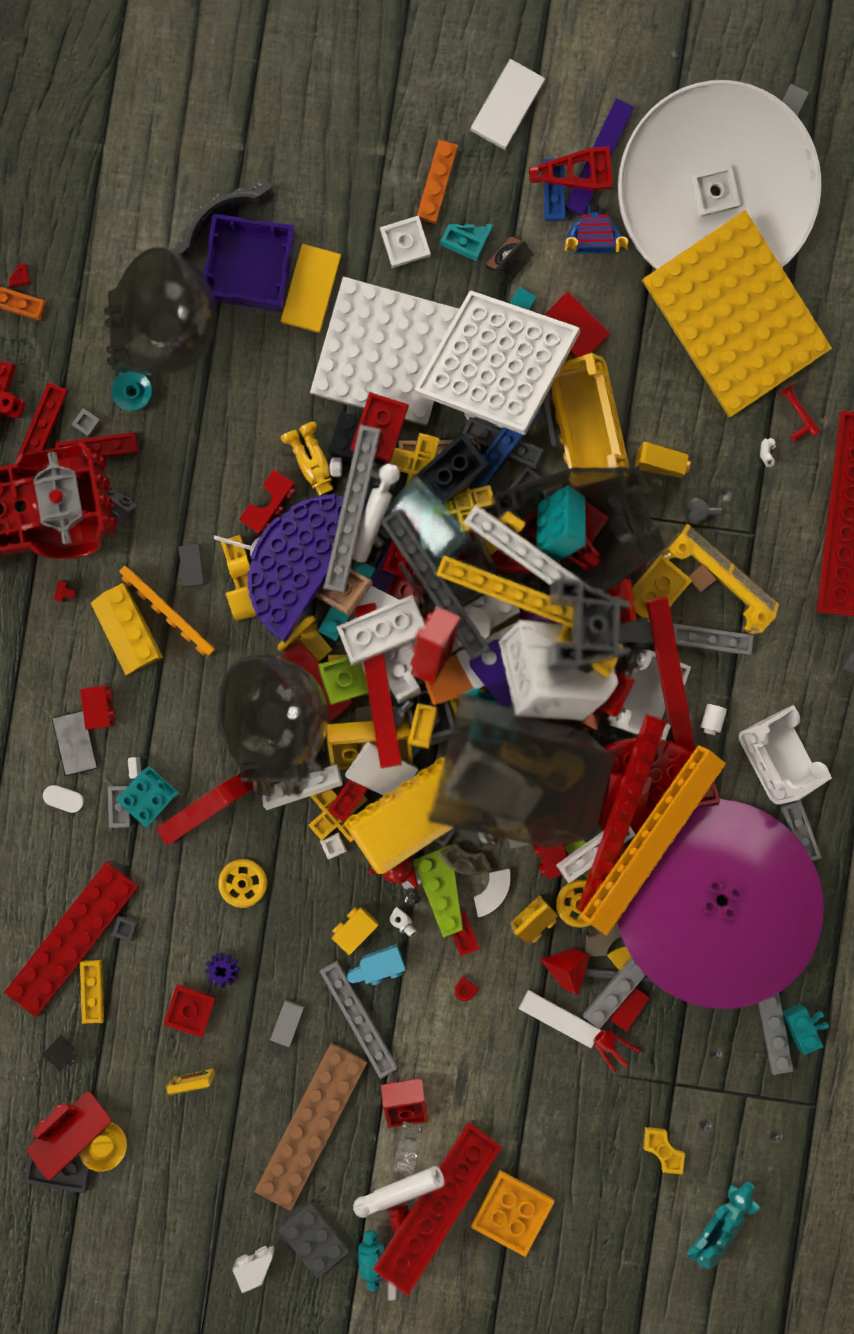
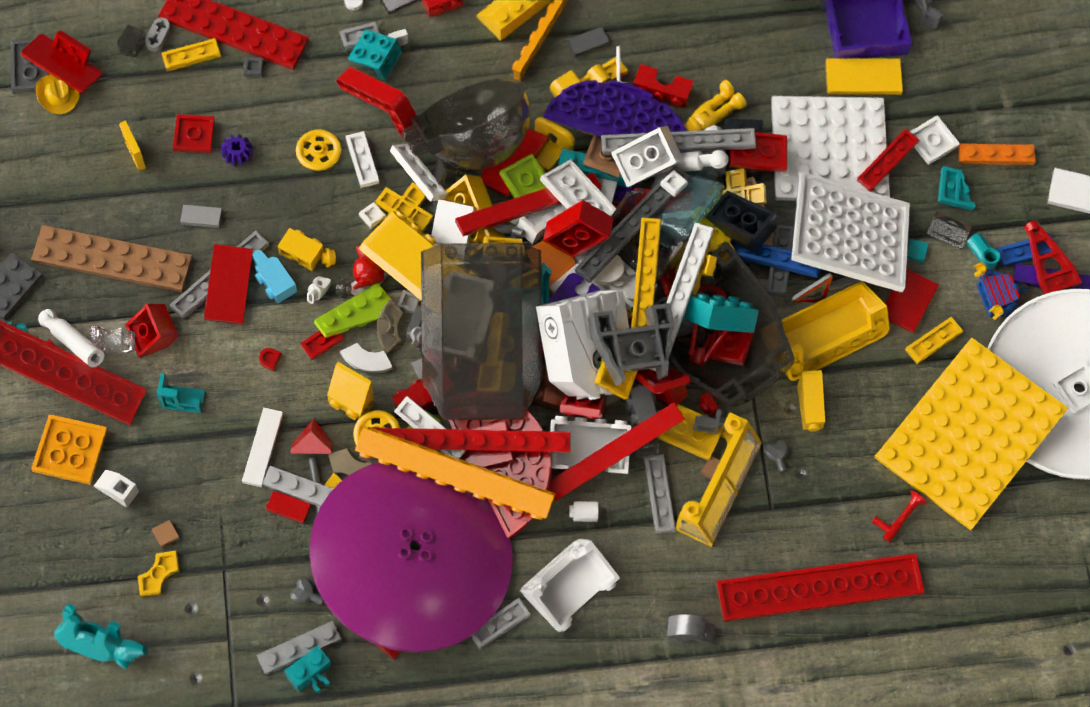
camera: 75 degrees right, 20 degrees down
(55, 1026) = (154, 33): none -> light grey beam
(267, 841) = (362, 159): none -> white plate
(347, 800) = (418, 210): red plate -> none
(365, 546) = (647, 156): none -> white slope
(371, 903) = (328, 257): none -> yellow plate
(375, 1014) = (228, 284): none -> red tile
(403, 528) = (674, 183): none -> white tile
(419, 295) = (888, 160): none -> red tile
(485, 1090) = (179, 397): none -> teal panel
(542, 234) = (983, 250): none -> teal piece
(567, 1176) = (117, 487): none -> white slope
(605, 1042) = (249, 488): red plant -> none
(623, 316) = (934, 340): none -> yellow tile
(625, 1135) = (165, 533): none -> medium nougat tile
(659, 574) = (707, 424): none -> dark grey bracket
(720, 1016) = (305, 592): none -> dark grey rock
(765, 454) = (858, 495): white arm -> none

